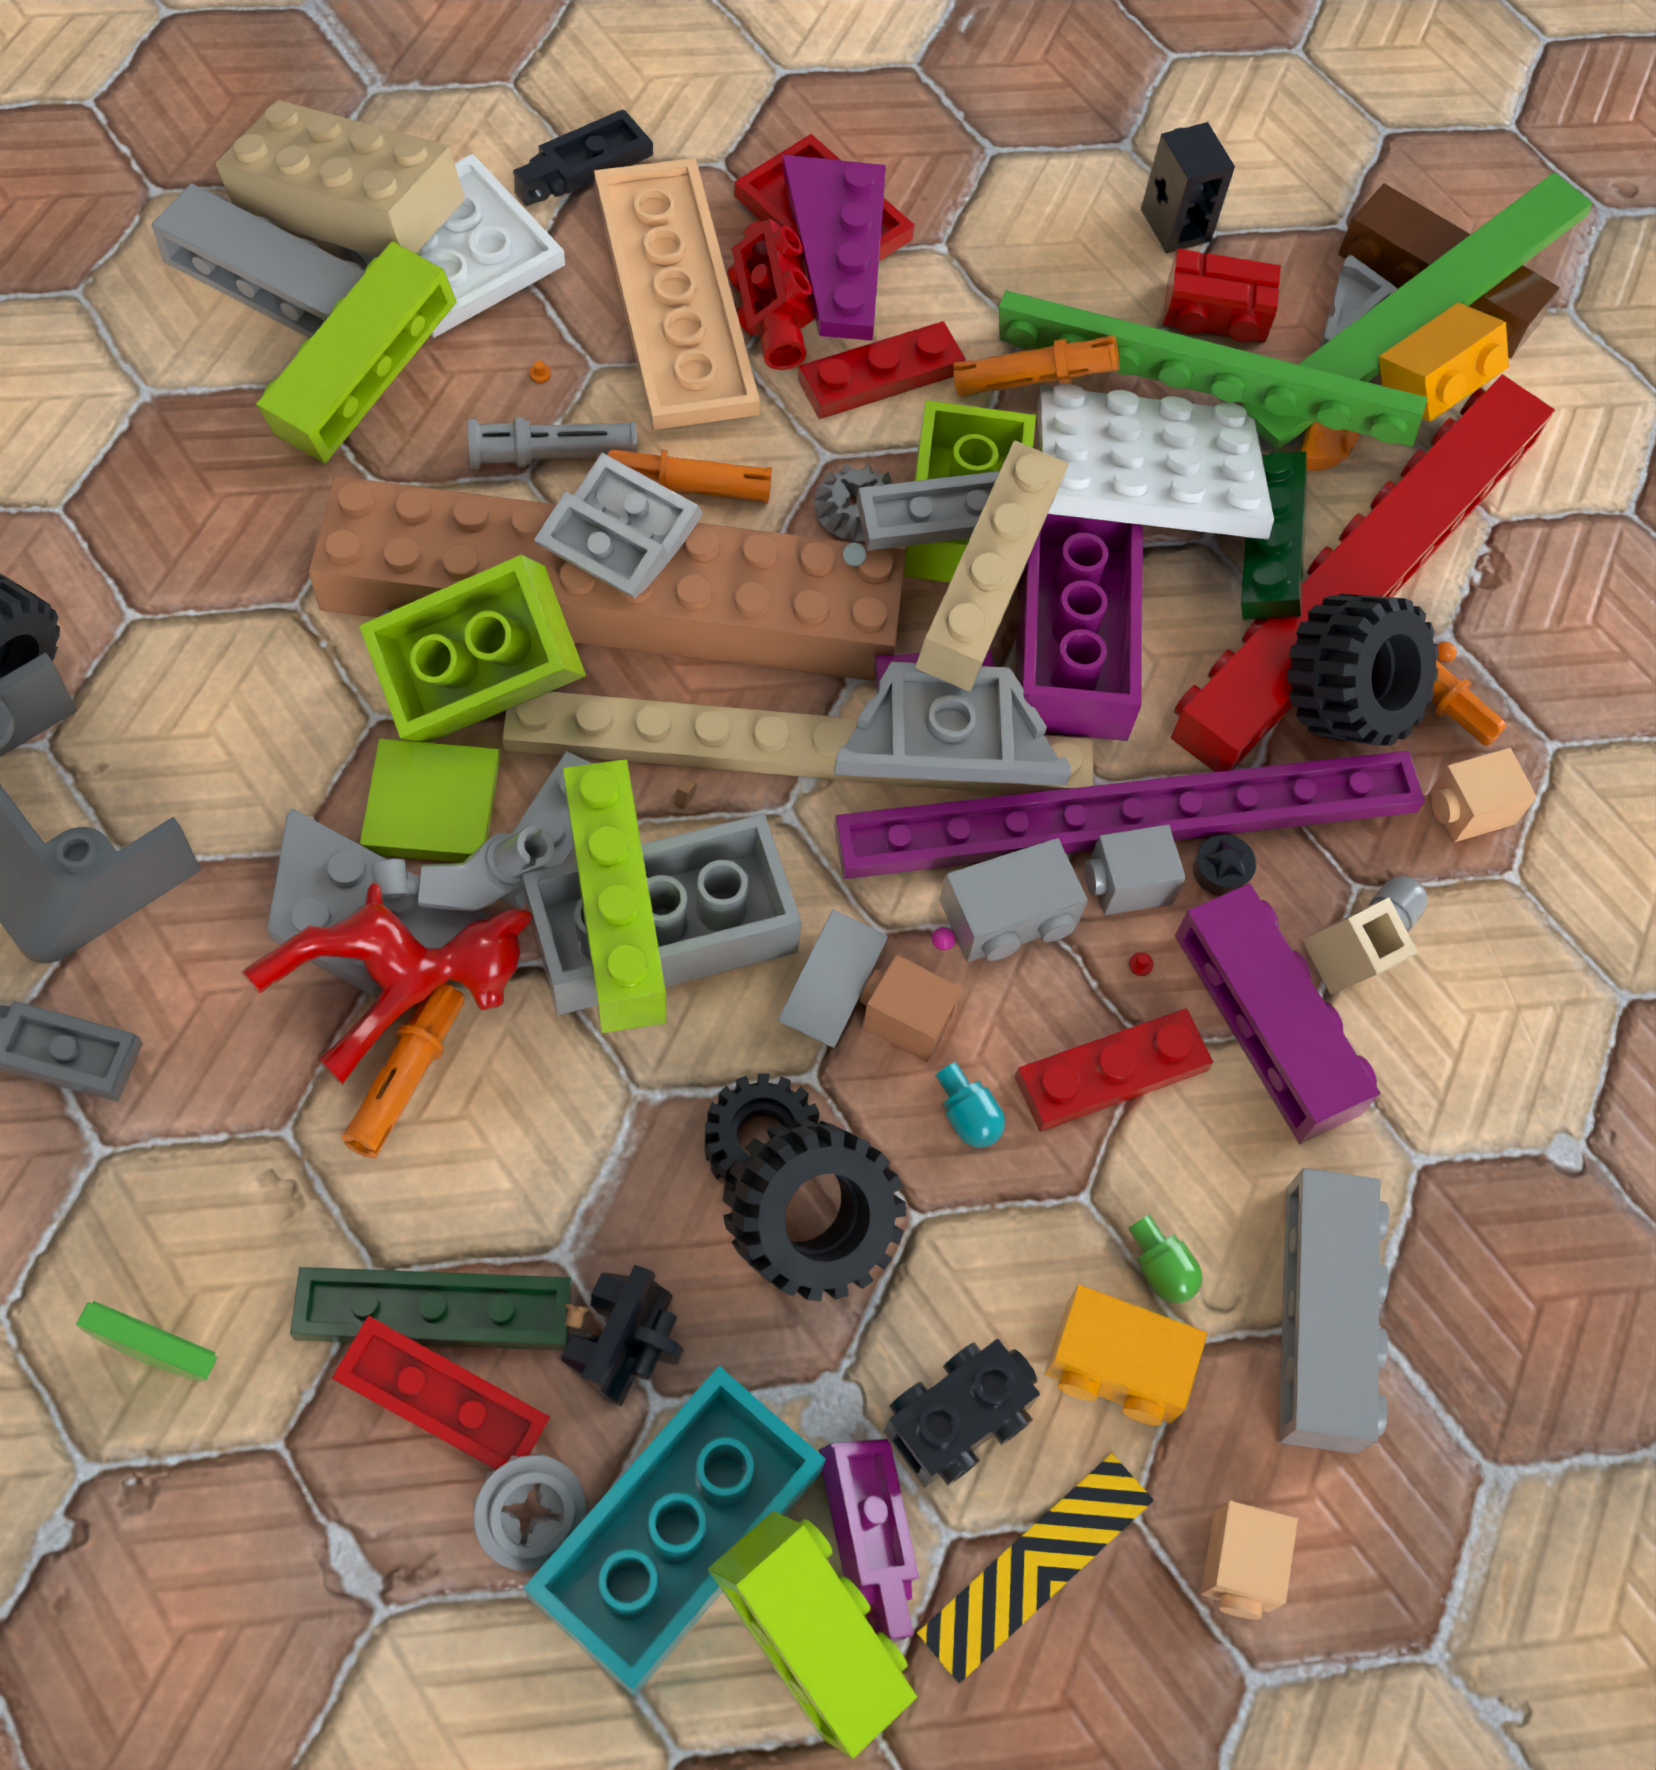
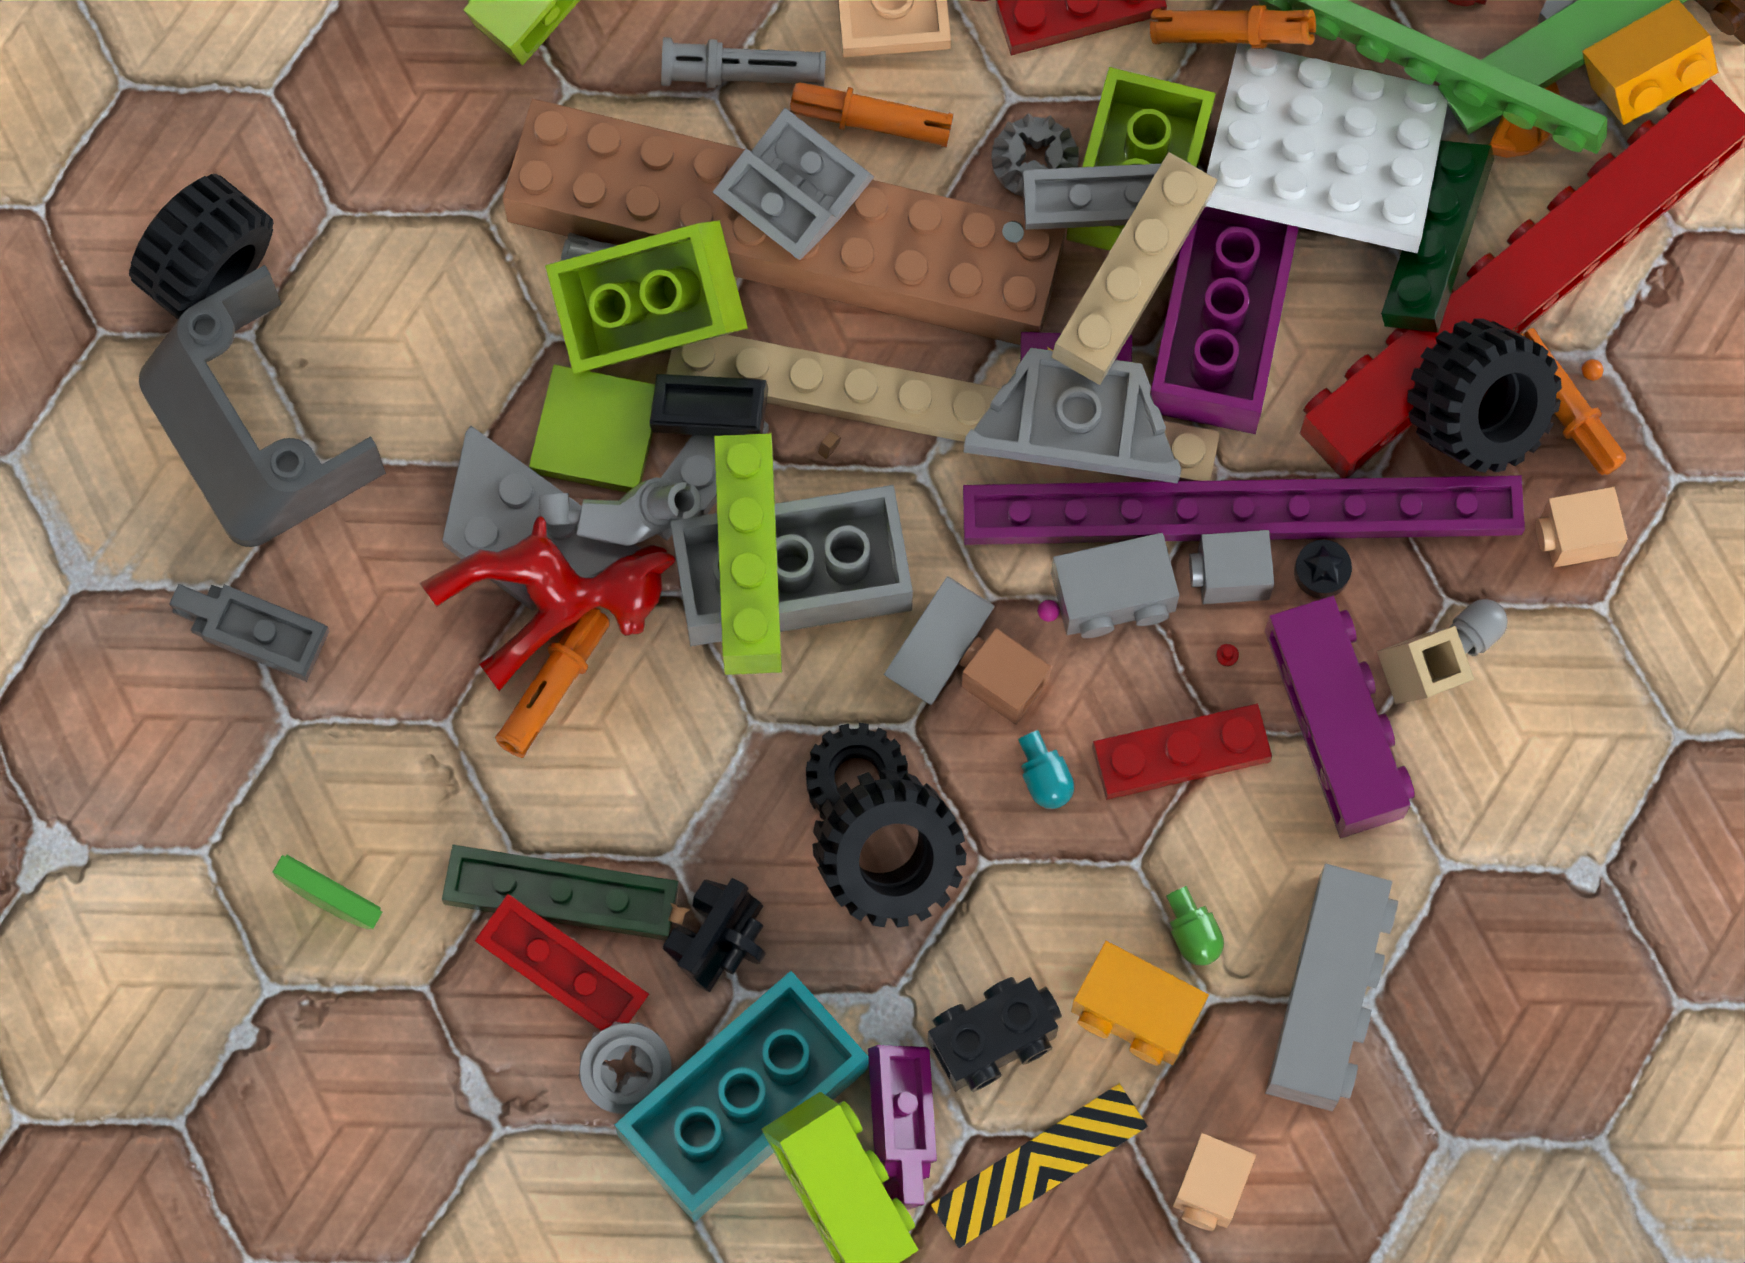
camera: 15 degrees right, 10 degrees up
(537, 758) = (708, 405): none -> black tile

